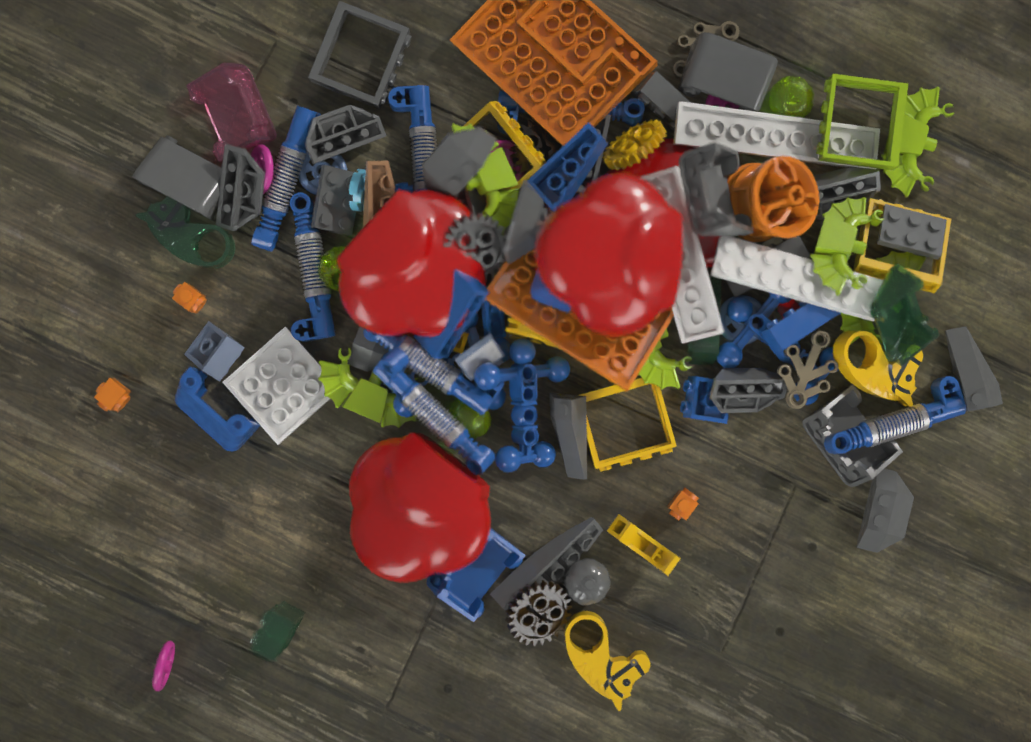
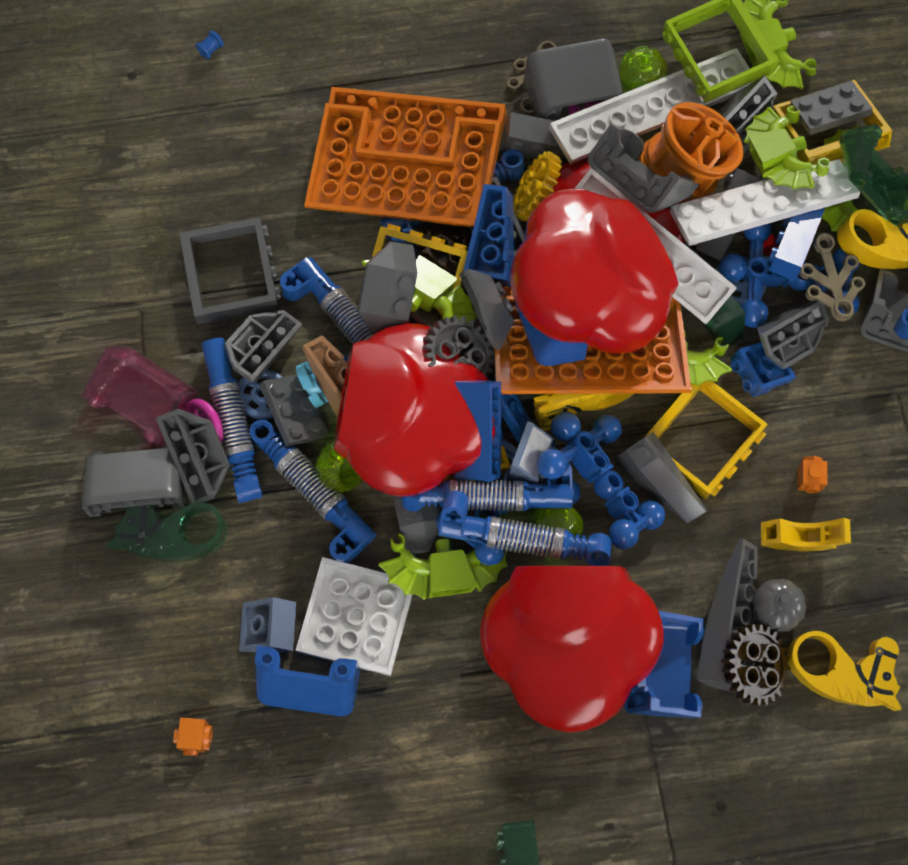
camera: 25 degrees left, 15 degrees down
(189, 297) = (210, 590): orange brick -> none

